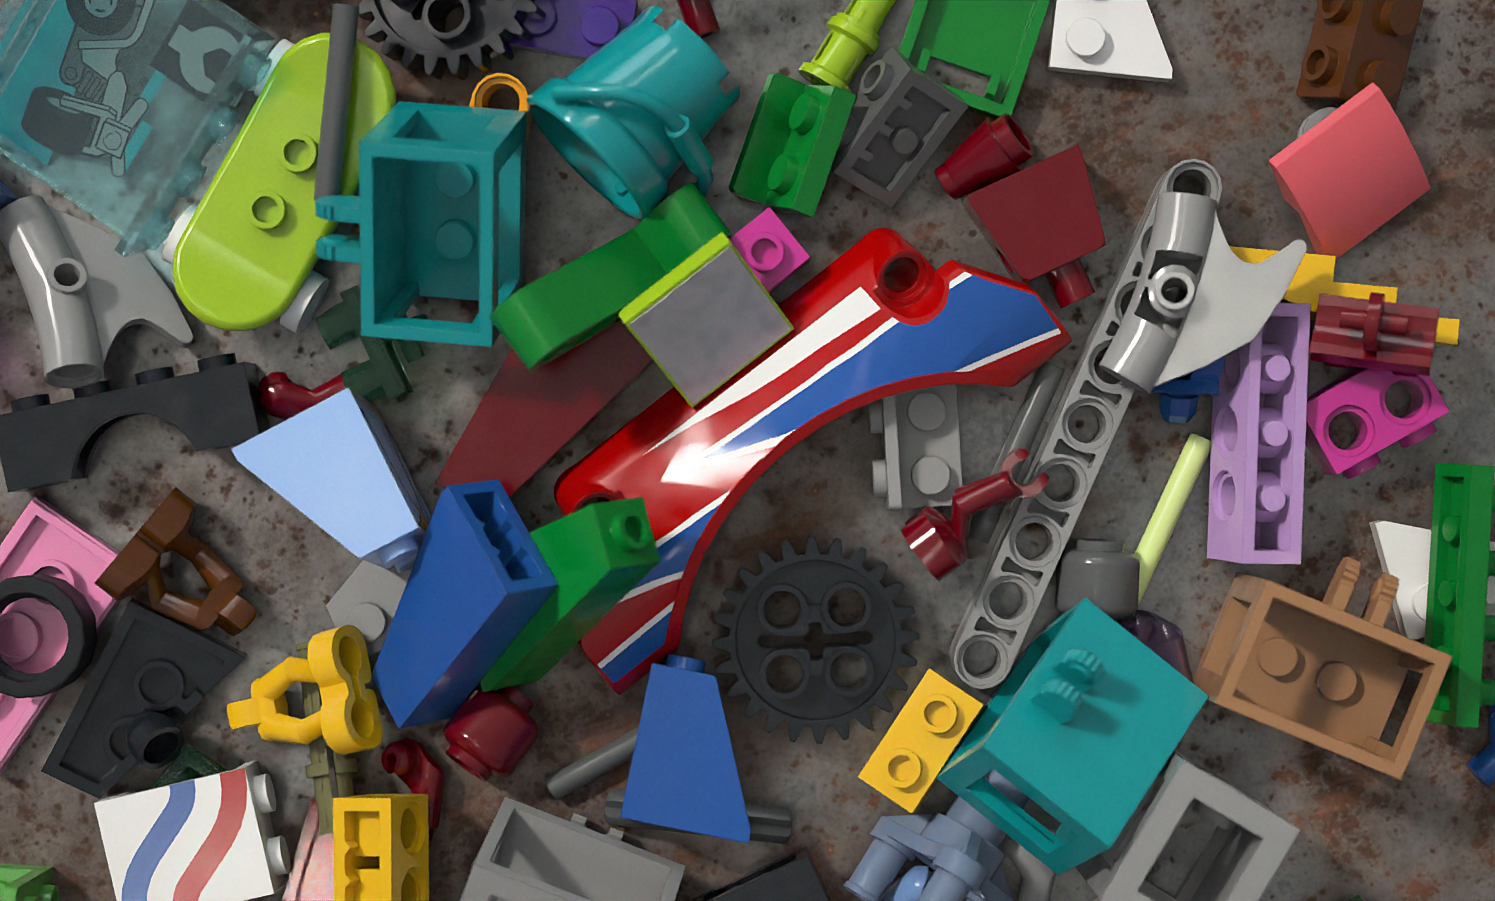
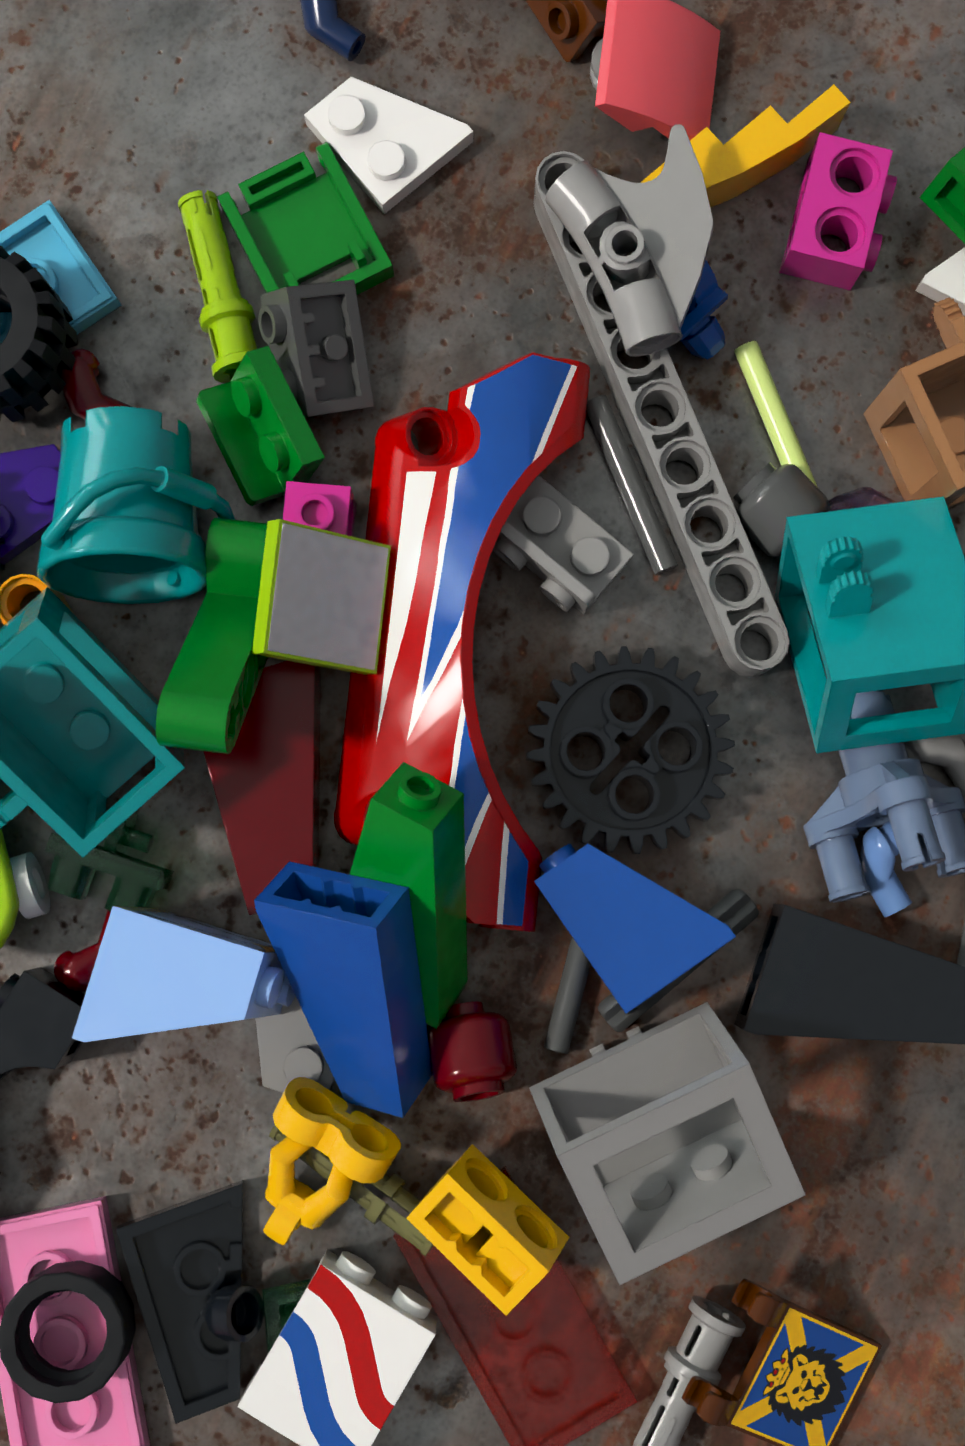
camera: 45 degrees left, 5 degrees down
(141, 561) = (94, 1193): reddish brown piece -> none
(418, 772) = (449, 1136): dark red arm -> none
(922, 740) = (778, 739): yellow brick -> none
(942, 541) = (651, 585): dark red piece -> none
(985, 157) = (402, 306): dark red cone -> none
(1043, 223) = (486, 309): dark red torso -> none
(1261, 445) = (793, 303): lavender brick -> none
(1374, 334) = (791, 142): dark red hips -> none

